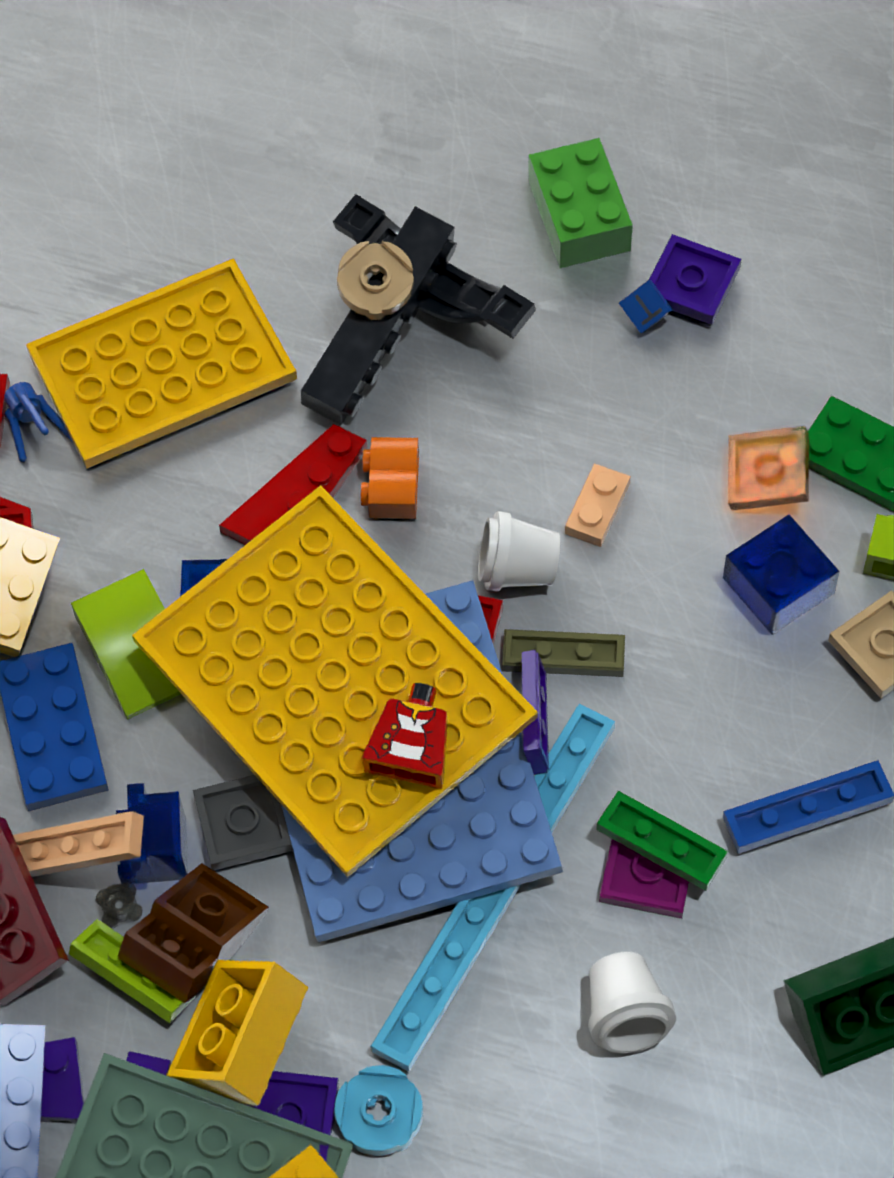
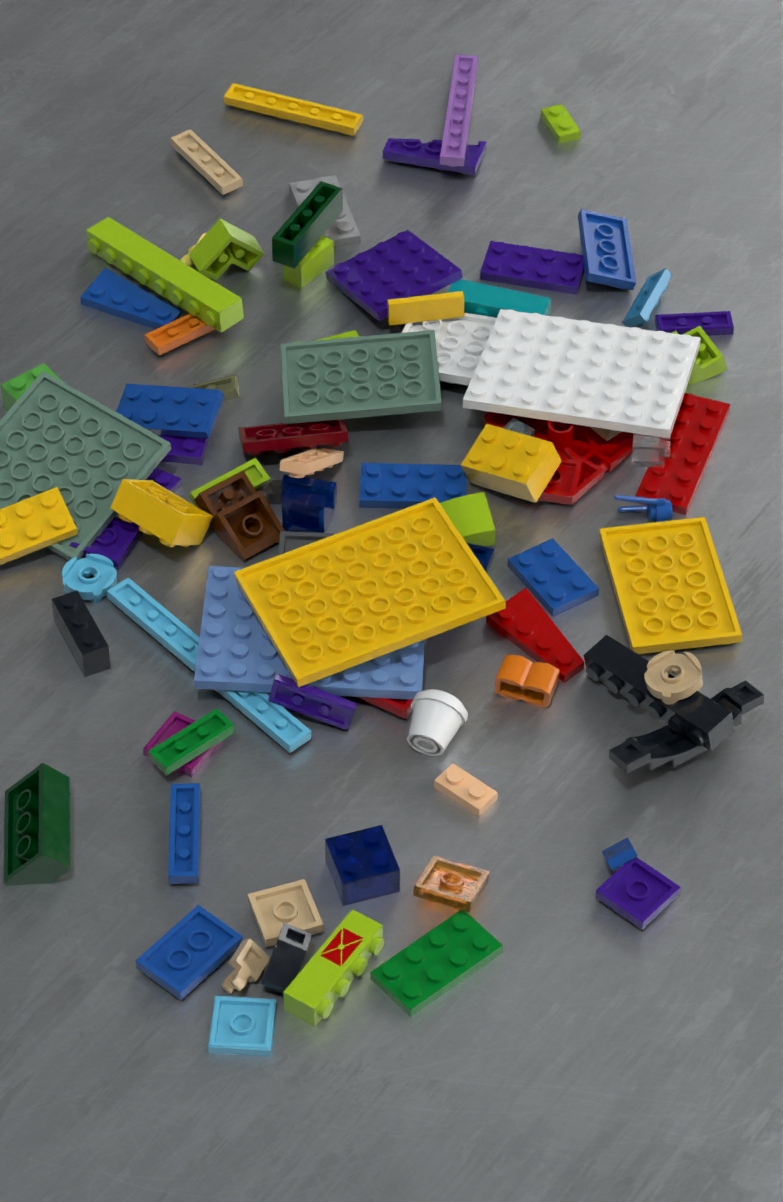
camera: 105 degrees right, 15 degrees down
(182, 503) = (553, 577): none -> blue plate
(410, 740) = (298, 605): torso -> none
(505, 1071) = (81, 633): none -> black brick
(566, 652) = (357, 742): olive tile -> none
(580, 202) = (728, 839): bright green brick -> none
(627, 1005) = (92, 694): white piece -> none

